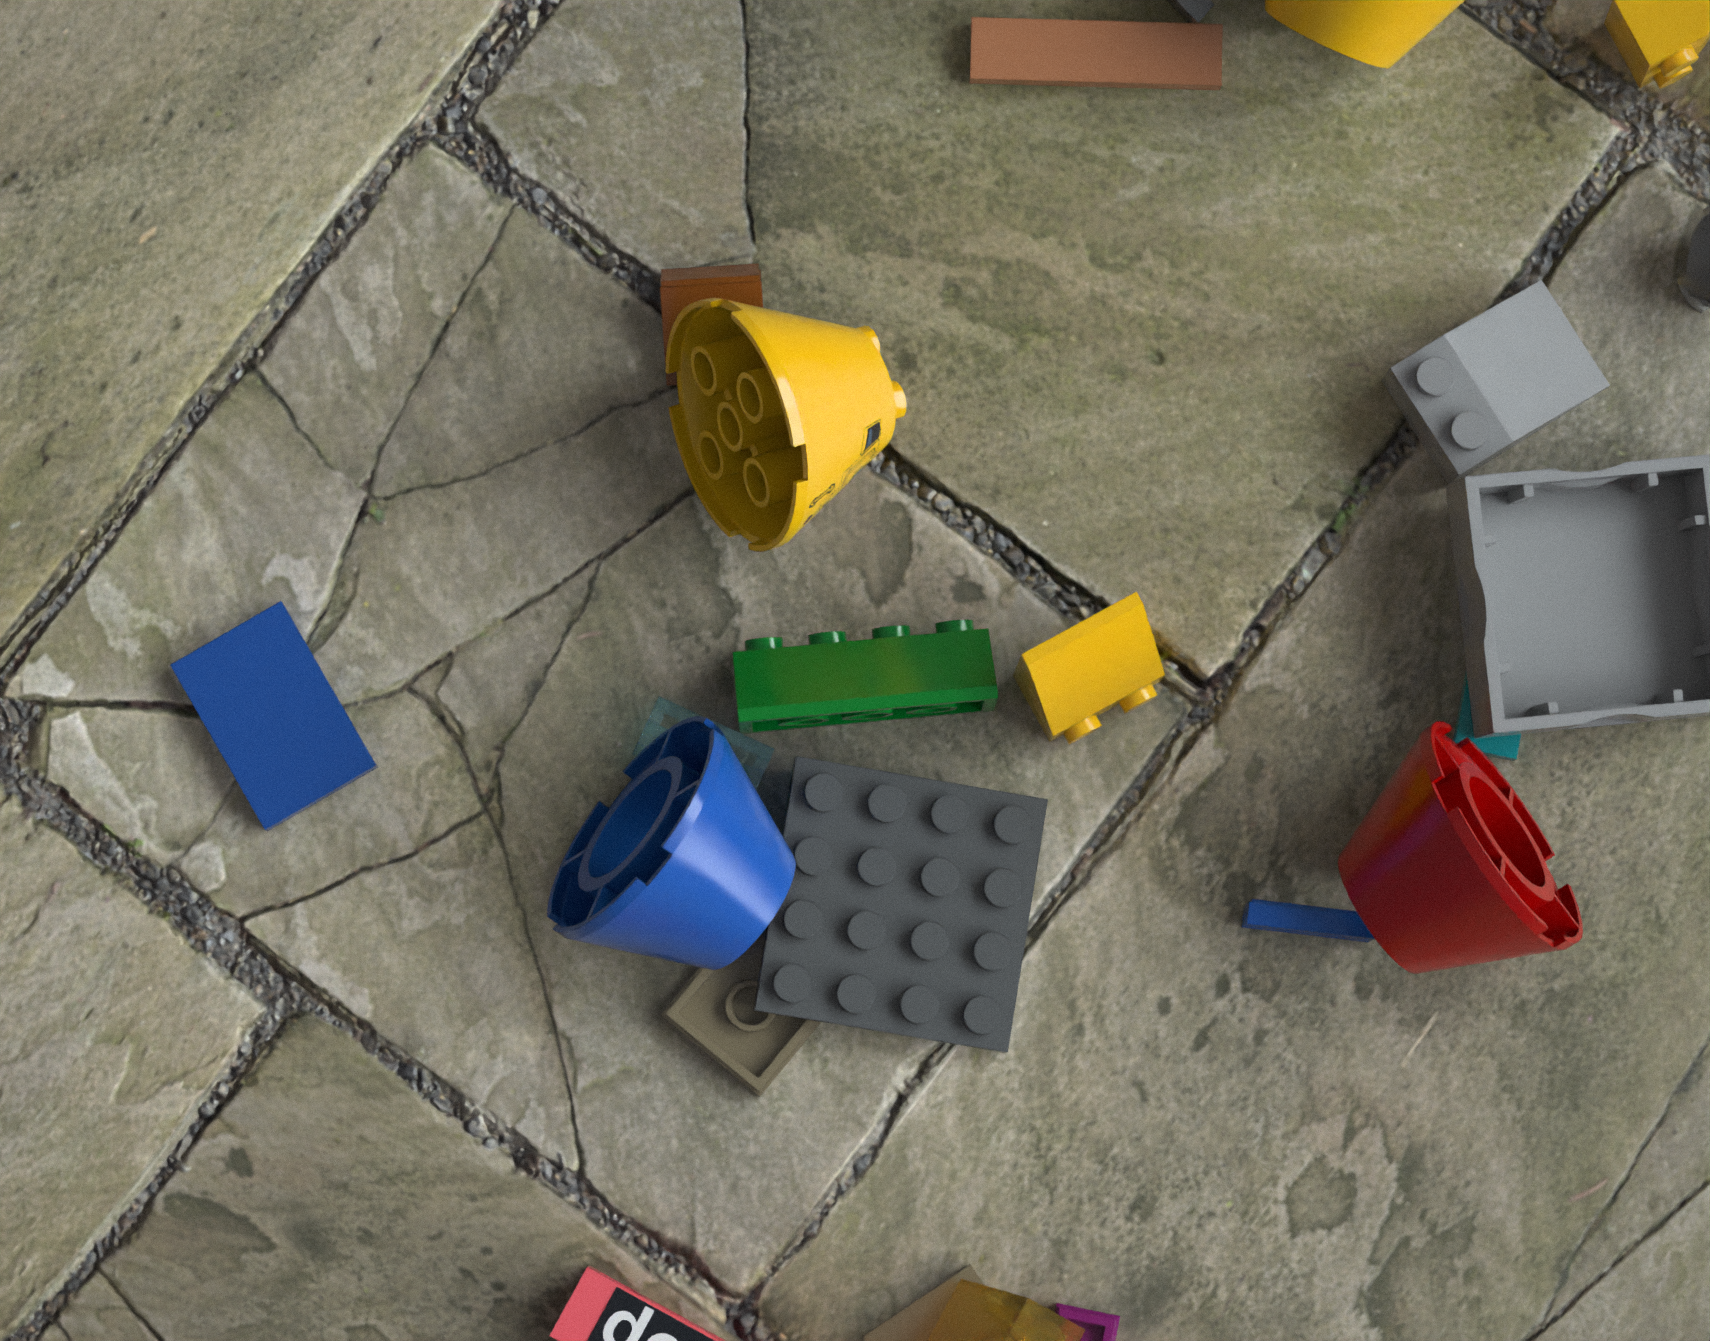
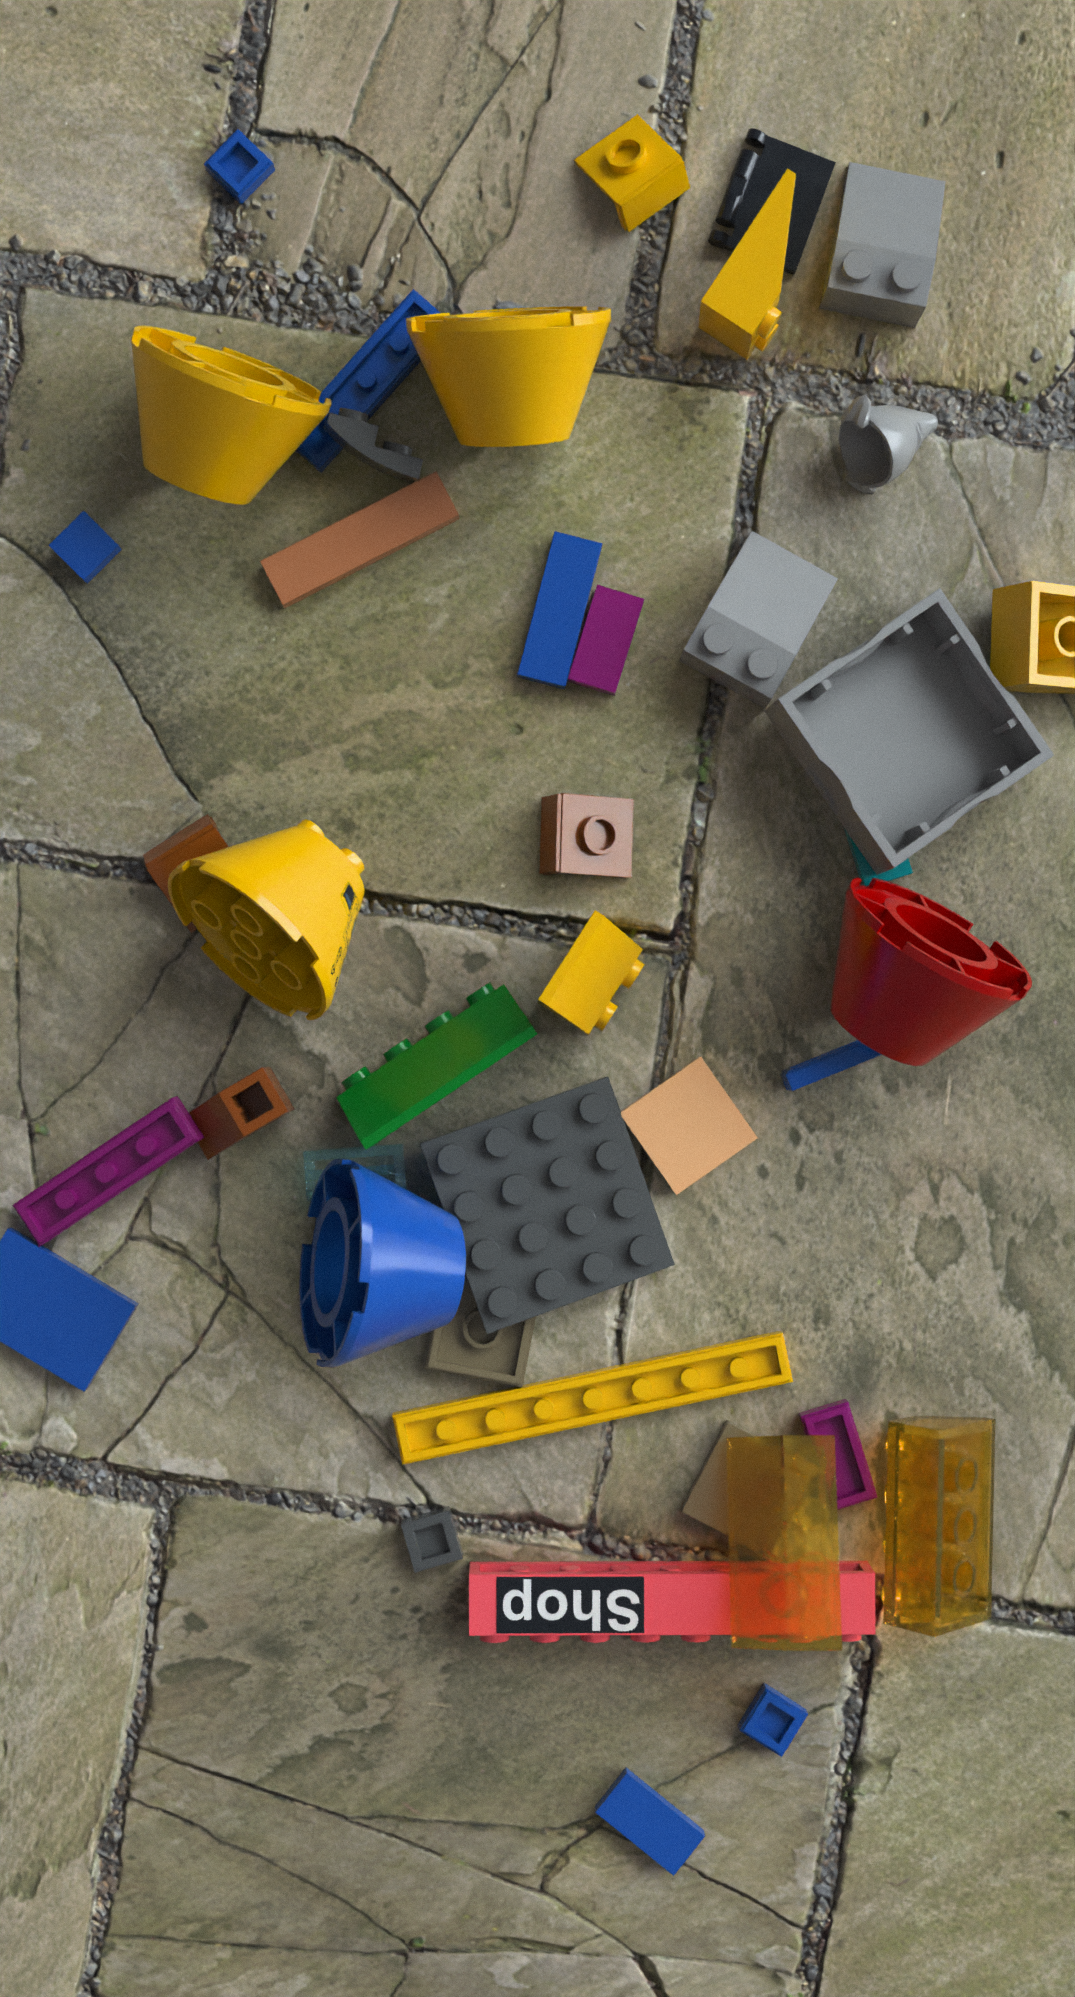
camera: 30 degrees left, 5 degrees up
(430, 598) = (108, 1171): none -> magenta tile
(562, 1214) = (432, 1539): none -> dark grey tile
(611, 610) = (240, 1111): none -> dark orange slope
(832, 1153) = (592, 1397): none -> yellow tile
(1108, 904) = (688, 1125): none -> light nougat tile
(1170, 517) = (586, 835): none -> piece
(1276, 251) = (559, 610): none -> blue tile
(1310, 312) = (605, 640): none -> magenta tile

